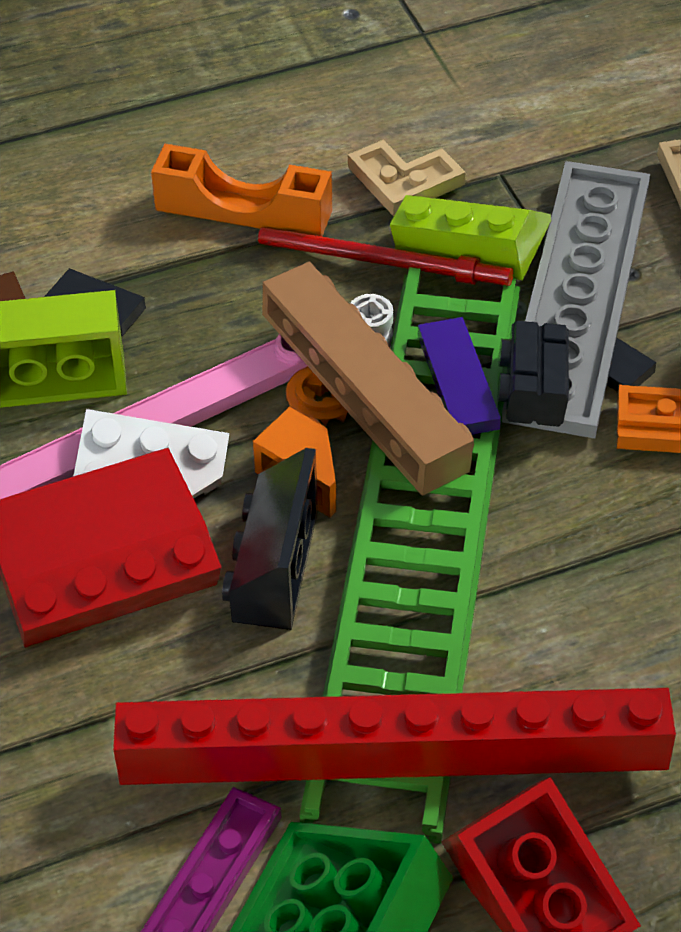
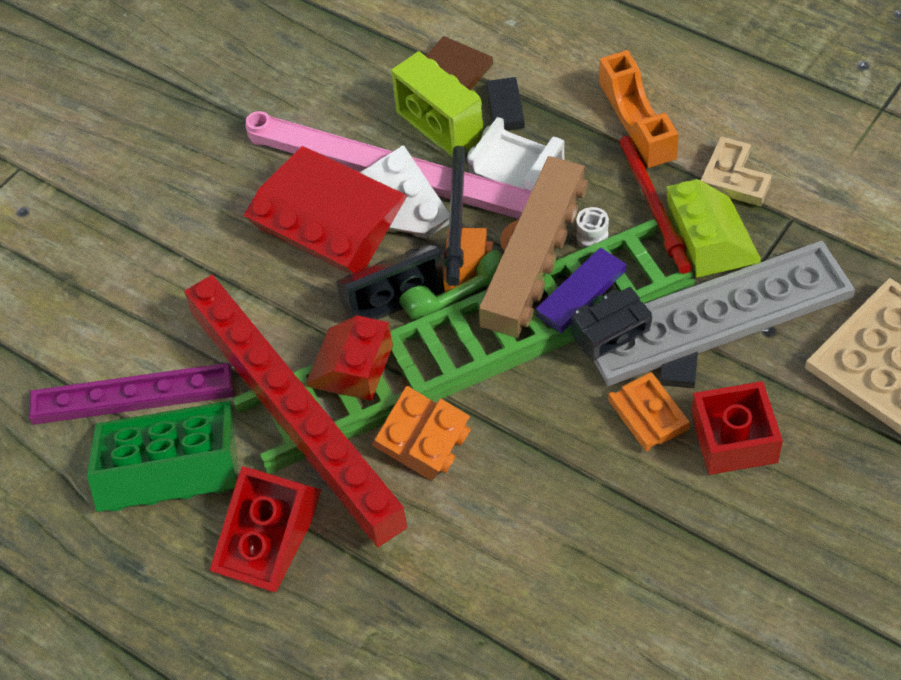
camera: 60 degrees right, 5 degrees up
(197, 334) = (511, 157): none -> white panel
(326, 450) = (454, 254): none -> black bar
(334, 531) = (421, 301): none -> bright green piece
(369, 634) = (352, 358): none -> red slope
(533, 634) = (422, 433): none -> orange plate

